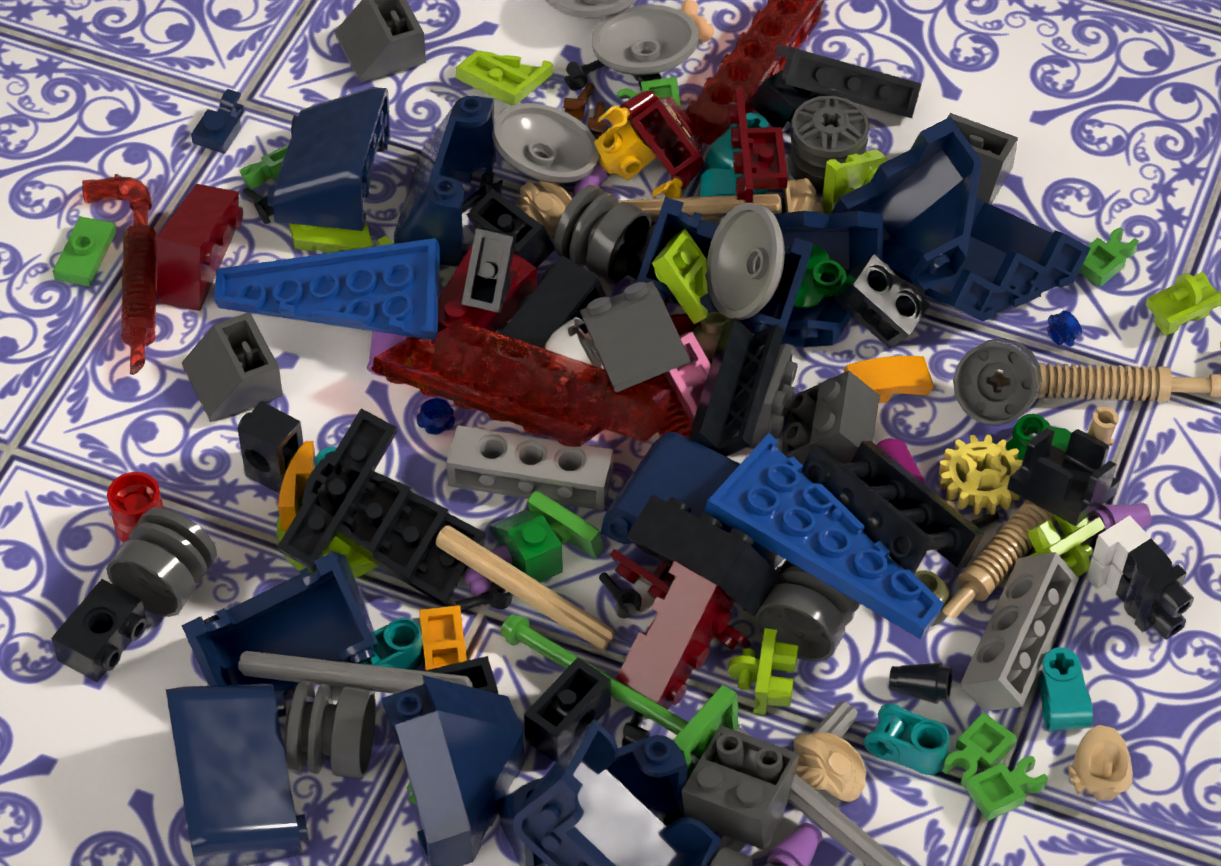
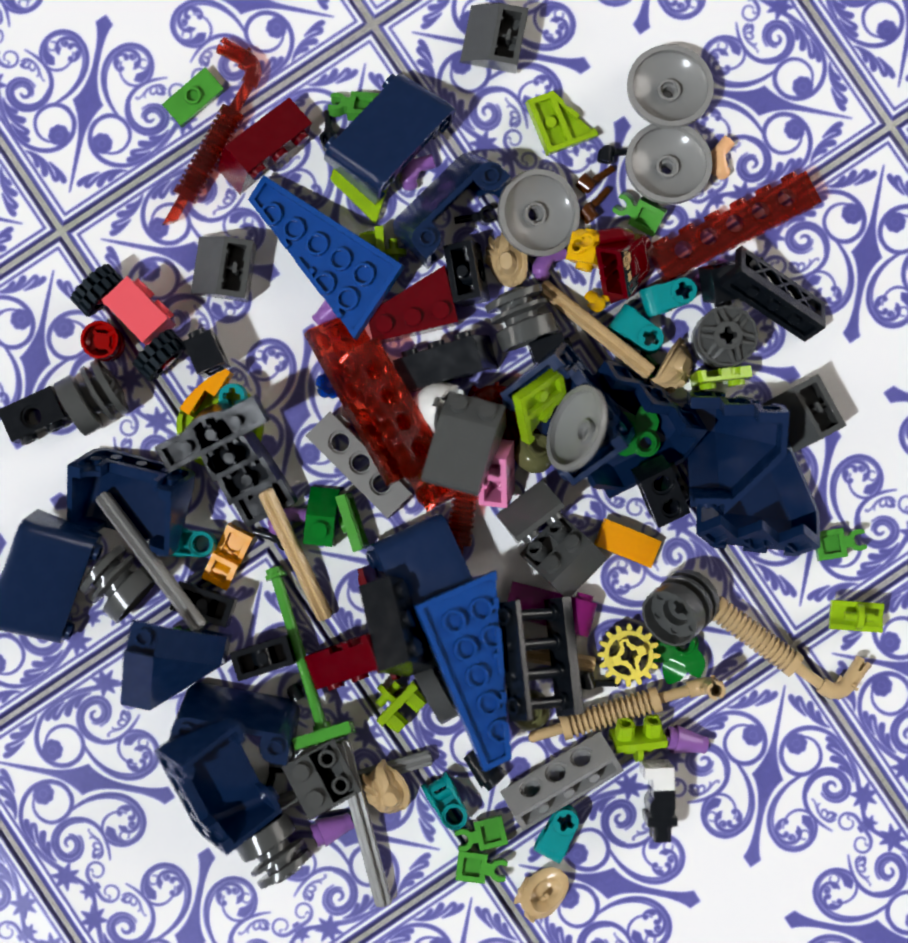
camera: 30 degrees right, 35 degrees up
(165, 446) = (135, 308): none -> brick
(219, 128) = (340, 43): dark blue plate -> none
(380, 187) = (413, 169): none -> medium lavender arm
(489, 270) = (415, 319): black slope -> none
(621, 596) = (353, 587): black hand -> none
(729, 387) = (506, 507): black fence -> none
(759, 153) = (664, 329): dark red bracket -> none
(1064, 328) = (765, 579): clear blue plate -> none
(1066, 482) = (664, 706): black panel -> none

